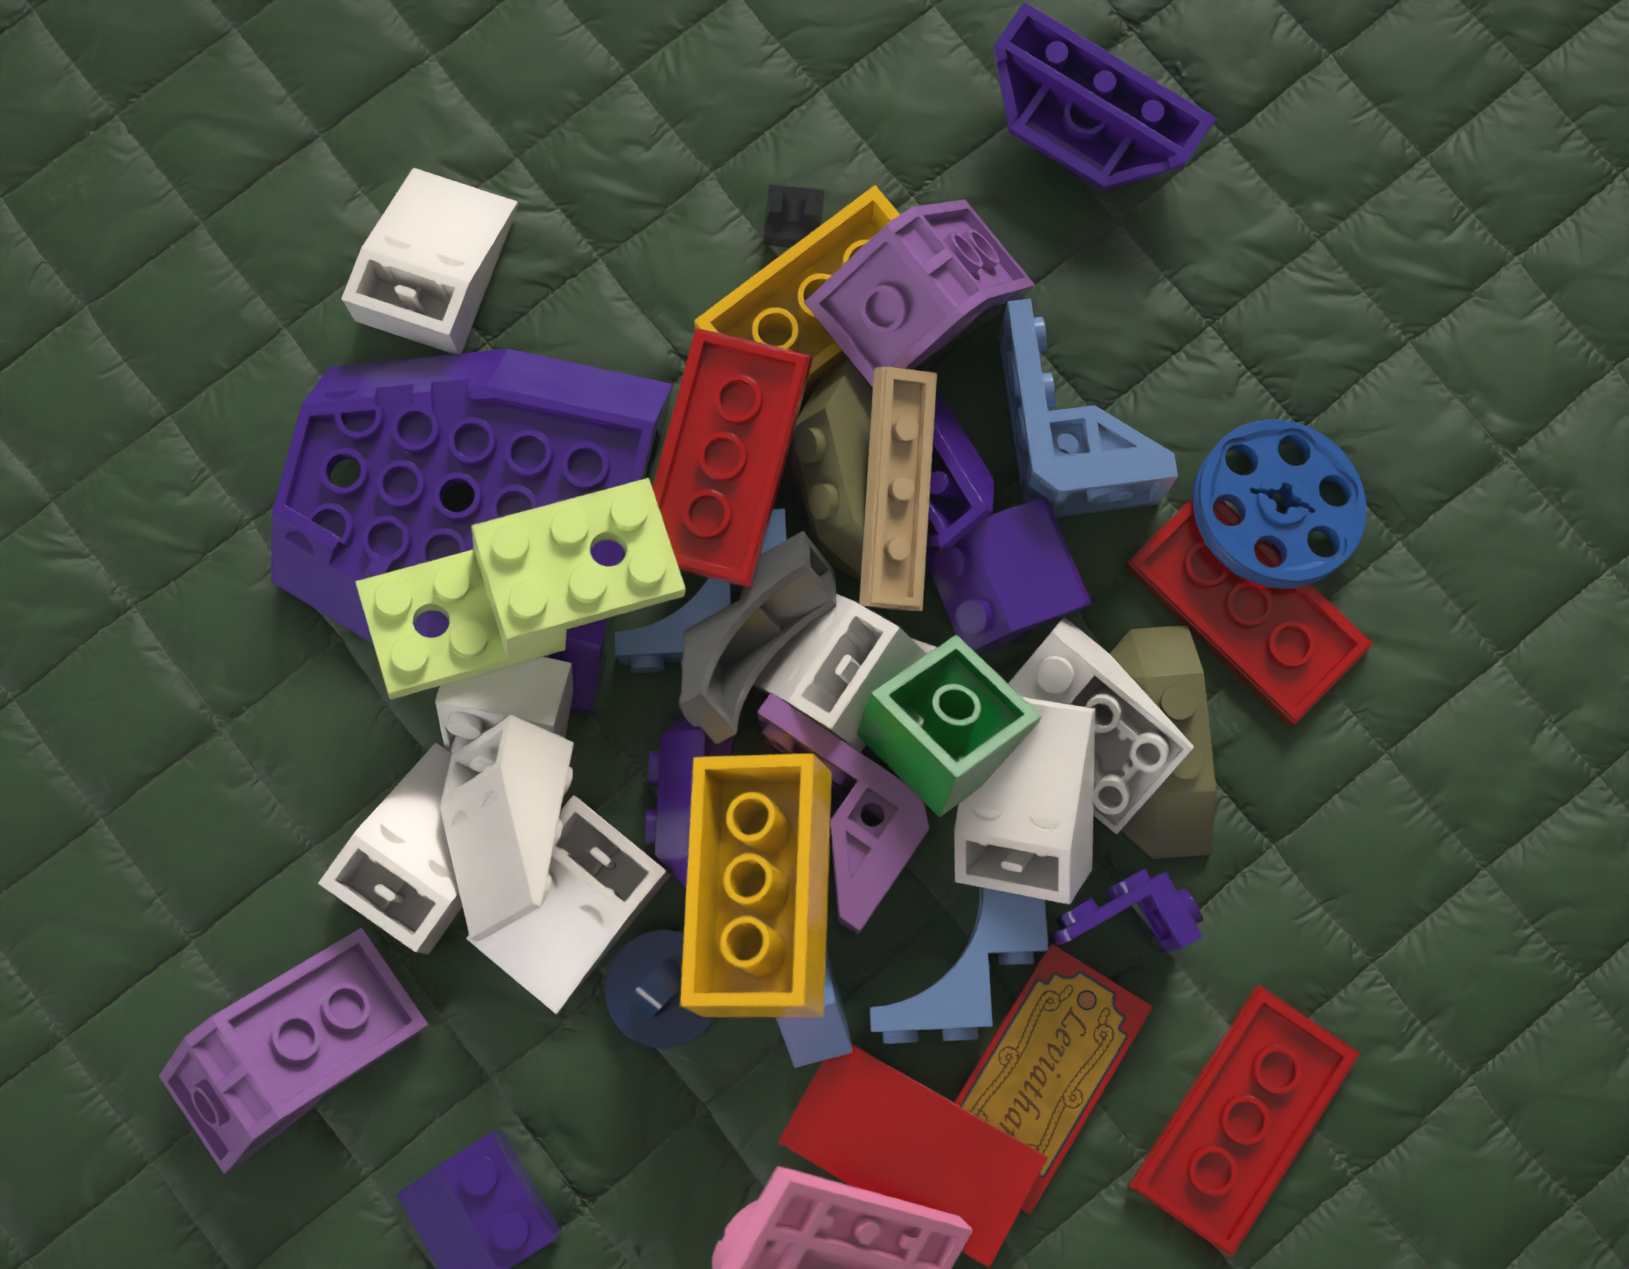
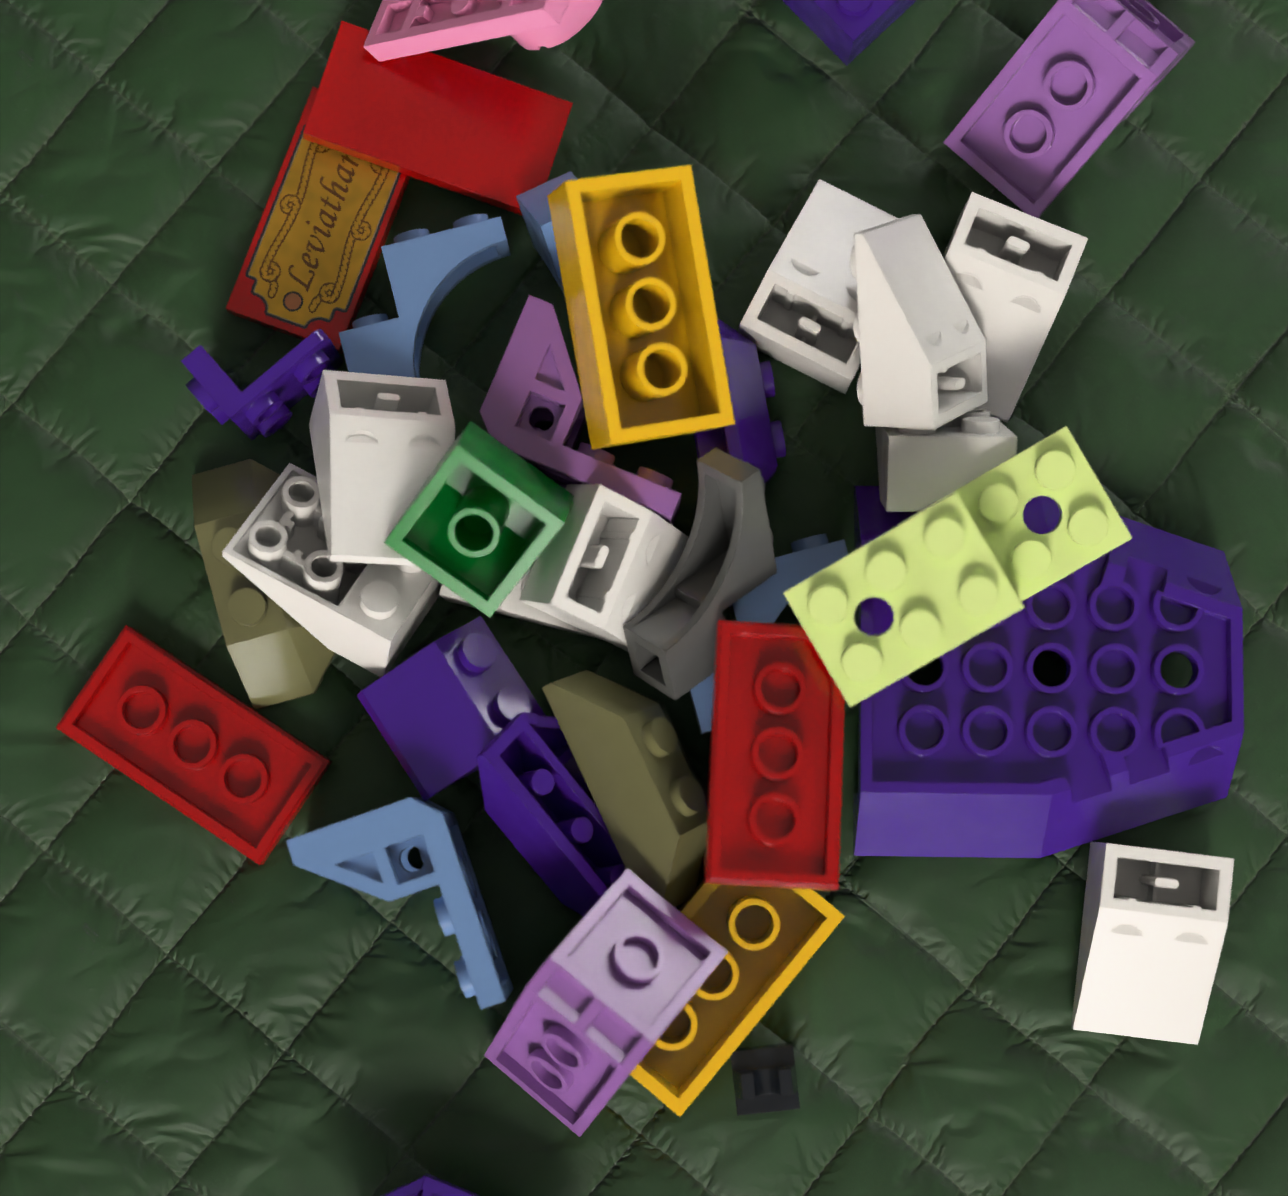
camera: 170 degrees right, 5 degrees up
(646, 992) = (736, 224): dark blue tile -> none
(898, 489) = (583, 763): tan tile -> none
(1243, 1120) = (118, 222): red tile -> none
(1258, 512) = (156, 876): blue wedge -> none

